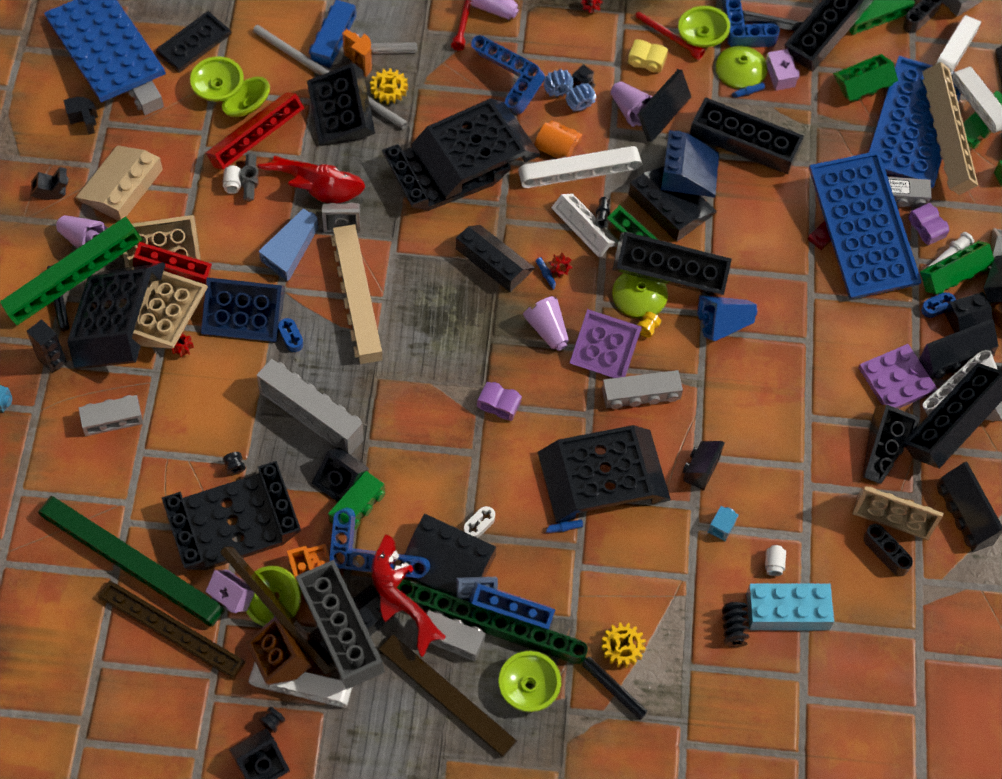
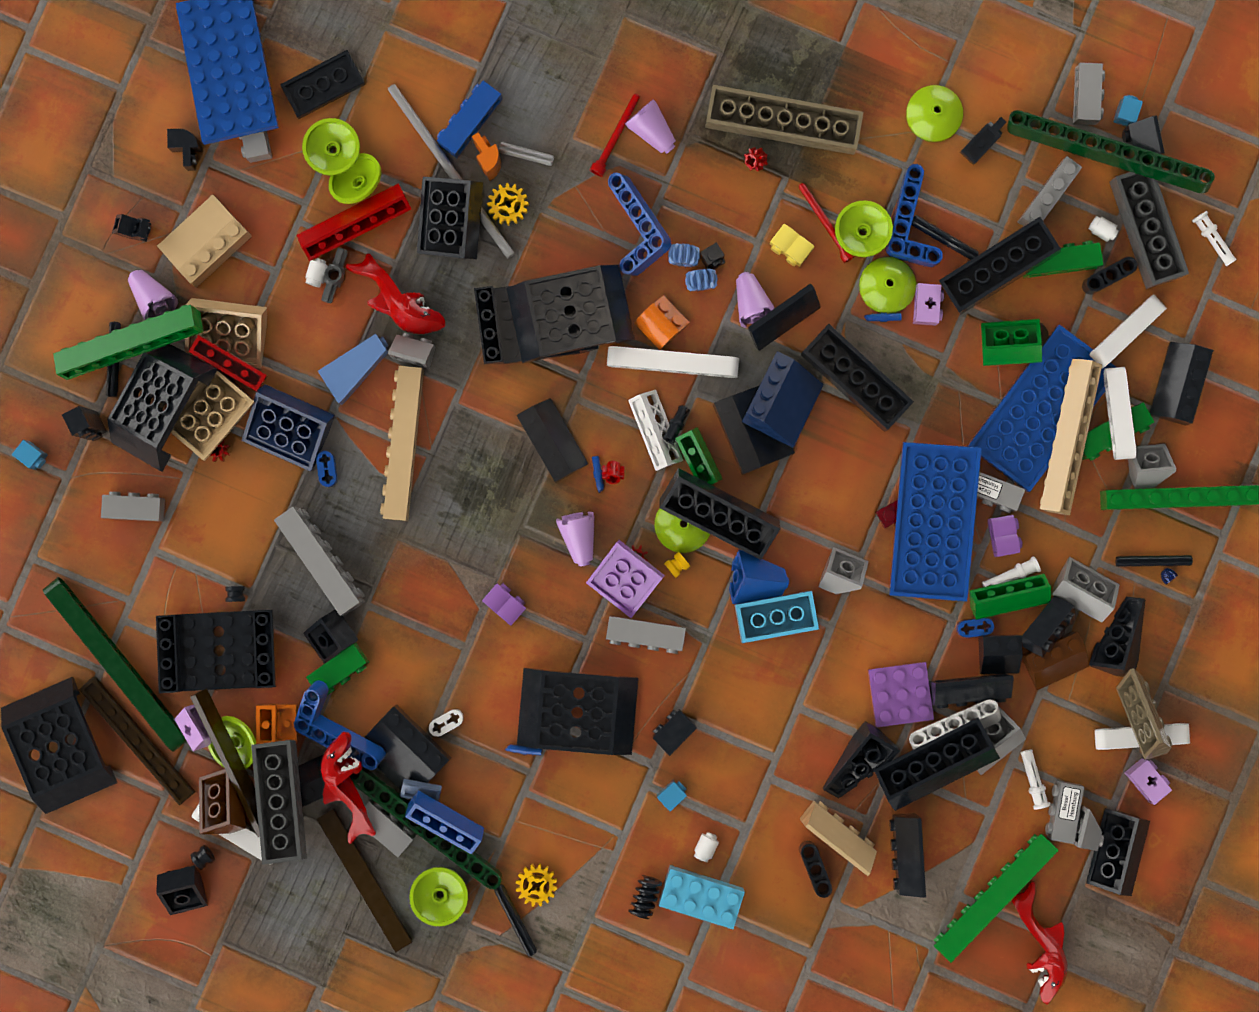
camera: 20 degrees right, 25 degrees up
(106, 676) = (71, 770): none -> black slope
(757, 340) = (776, 617): none -> medium azure brick
(800, 291) = (843, 572): none -> light grey slope

